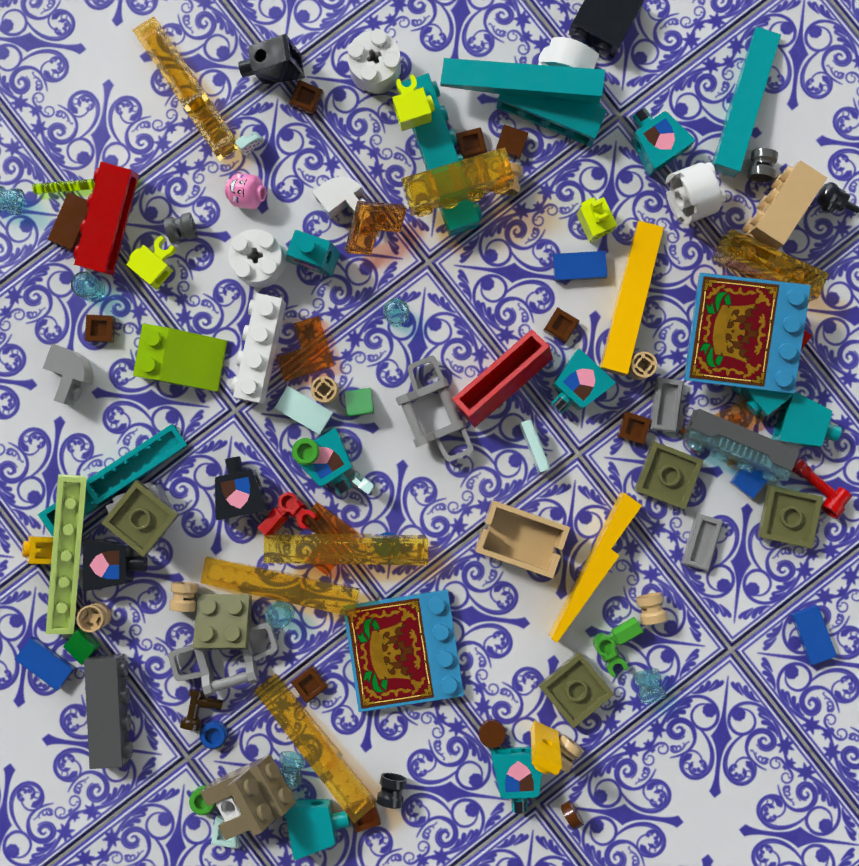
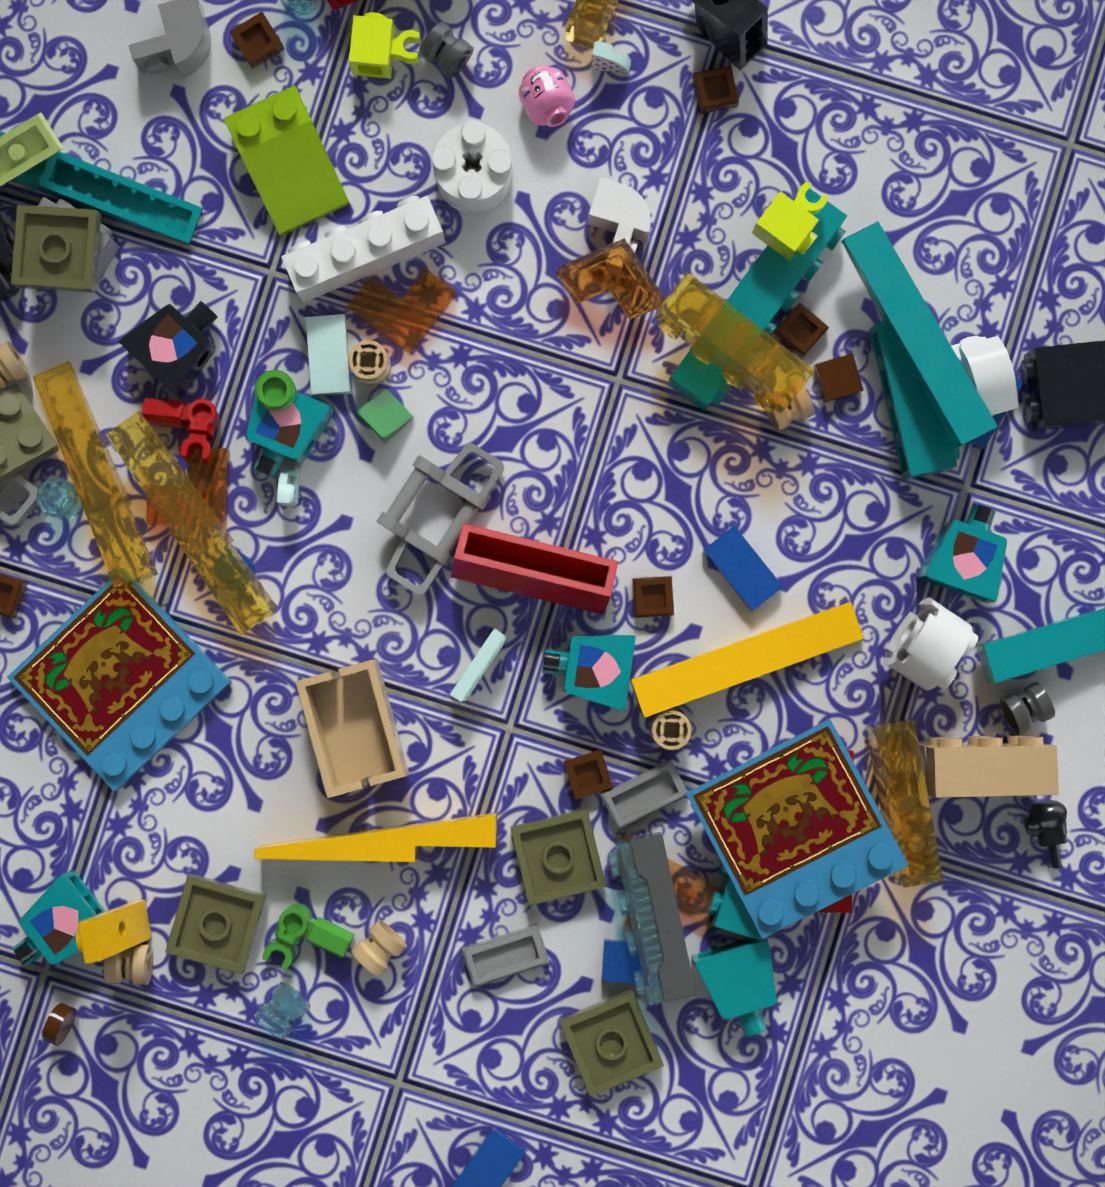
camera: 50 degrees right, 0 degrees up
(312, 253) = (526, 230): teal torso -> none
(371, 48) = (819, 119): white brick -> none
(396, 317) = (529, 390): clear light blue wheel -> none
(492, 733) = (92, 858): reddish brown tile -> none
(596, 218) = (814, 547): neon yellow brick -> none
(835, 499) = (672, 1085): red brick -> none

